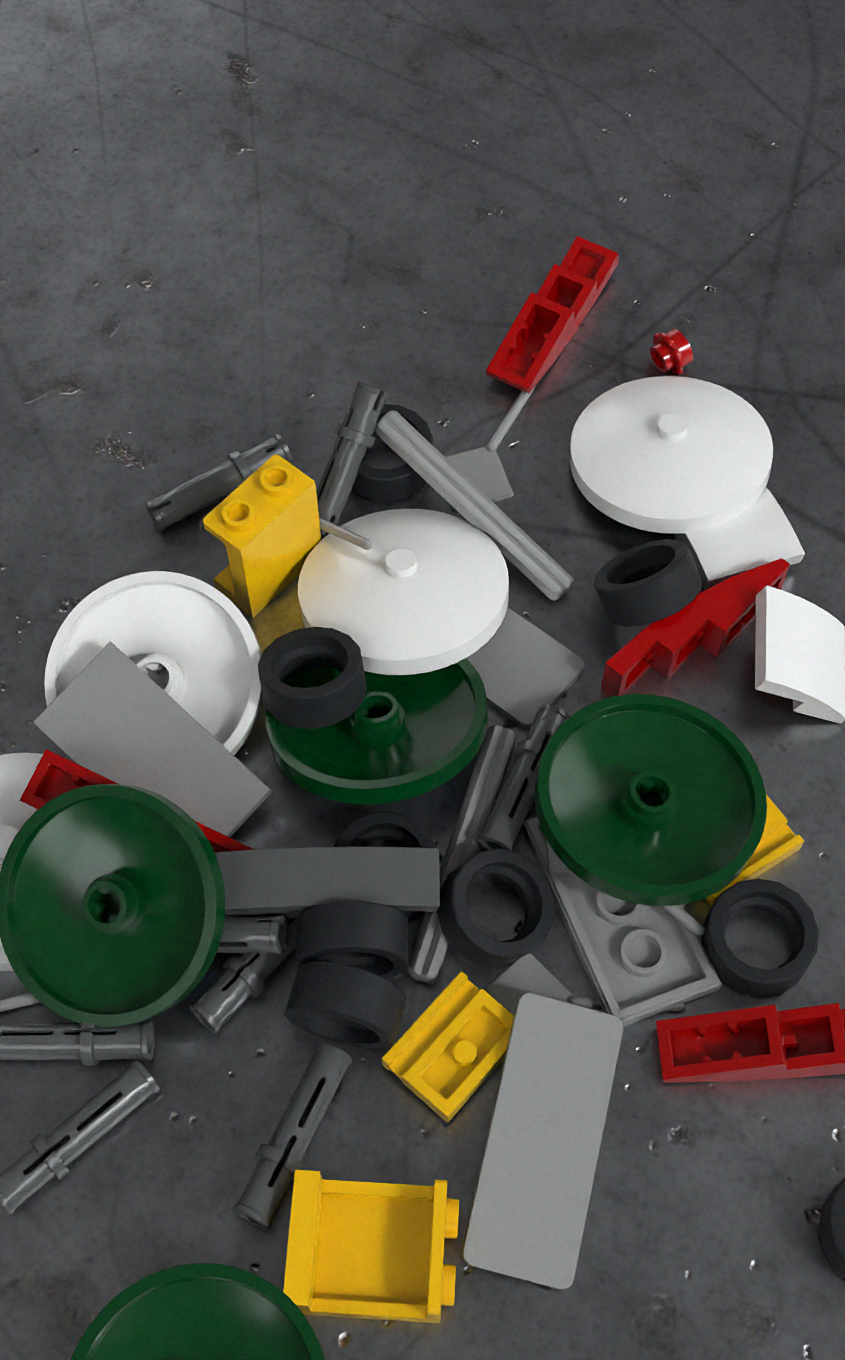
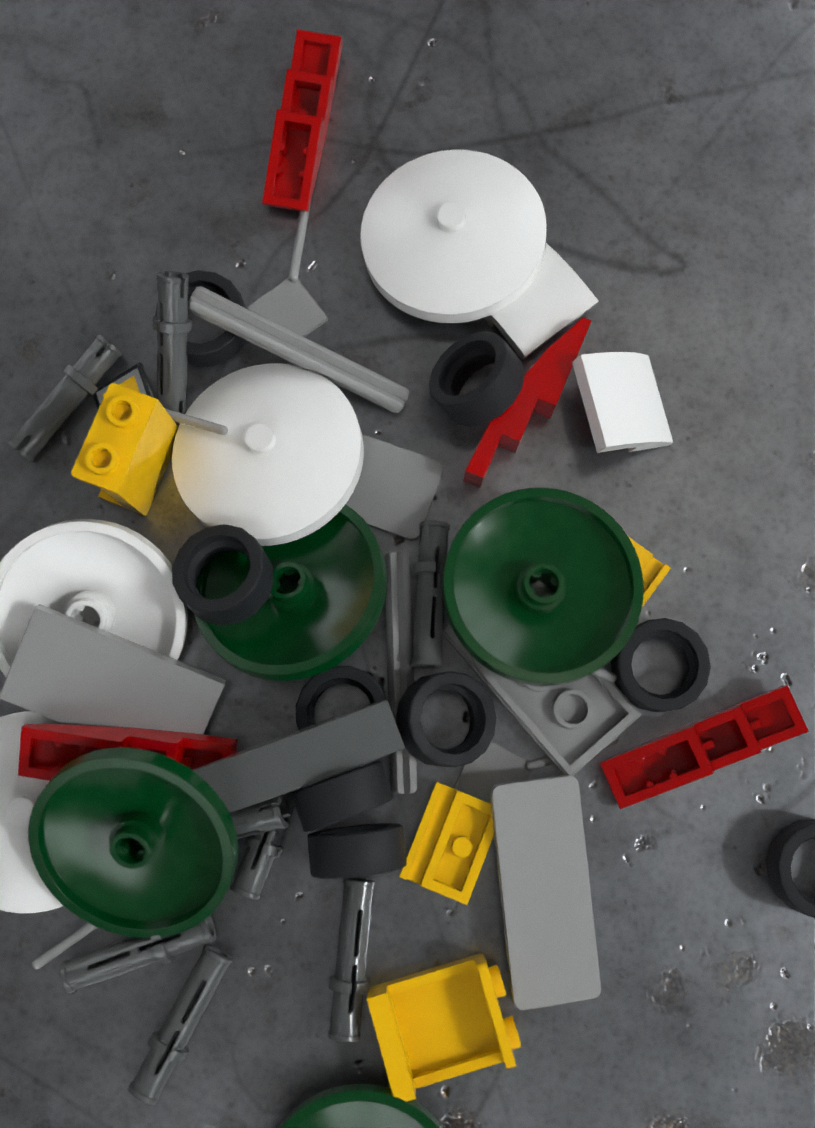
camera: 20 degrees left, 20 degrees up
(671, 351) = (420, 127): red plate -> none

